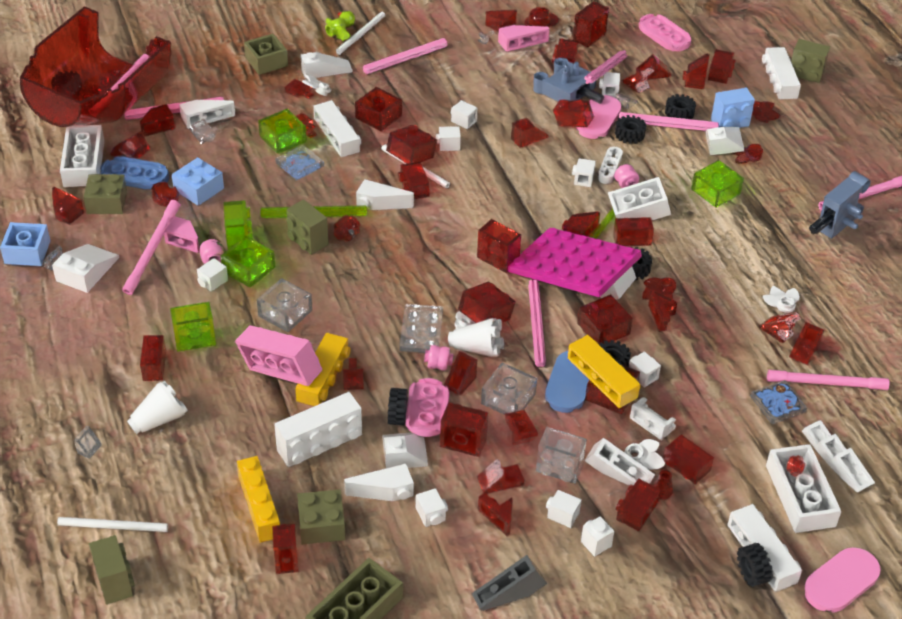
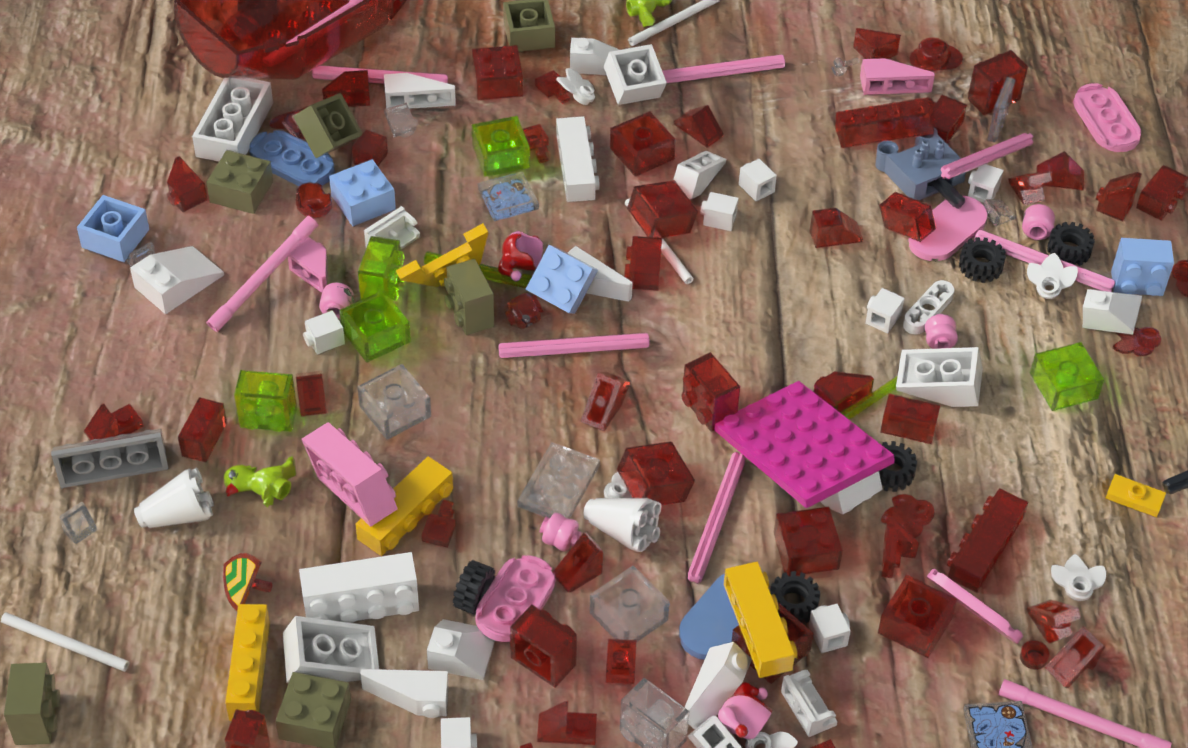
camera: 20 degrees right, 5 degrees up
(82, 373) = (108, 424): none -> clear red slope
(93, 393) = (110, 458): none -> light grey slope
(156, 142) = (328, 125): none -> olive brick
(189, 151) = (370, 147): none -> clear red brick
(217, 379) = (267, 482): none -> lime animal
(222, 316) = (311, 393): none -> clear red slope
(227, 445) = (240, 578): none -> shield
(231, 193) = (394, 226): none -> white hinge
(257, 87) = (497, 72): none -> clear red brick
(277, 216) = (436, 270): none -> yellow wing
(311, 473) = (329, 648): none -> white slope
(328, 193) = (520, 253): none -> piece
(353, 68) = (635, 74): none -> white brick
(366, 200) = (561, 279): none -> light blue brick
(389, 242) = (573, 345): none -> bright pink axle
(410, 91) = (700, 125): none -> clear red slope
(423, 118) = (698, 172): none -> white slope
(428, 270) = (605, 400): none -> clear red slope
(532, 61) = (885, 122): none -> clear red slope
(589, 418) = (716, 682): none -> white slope
(601, 39) = (1001, 109): none -> clear tile
(618, 433) = (744, 712): none -> bright pink piece
(655, 99) = (1038, 222): none -> bright pink head
(678, 127) = (1051, 273): none -> white plate
(697, 346) = (917, 616): none -> clear red brick
(716, 292) = (987, 540): none -> clear red brick
(731, 330) = (975, 606): none -> bright pink tile
(778, 351) = (1034, 654): none -> clear red tile
(792, 242) = (1135, 495): none -> yellow plate

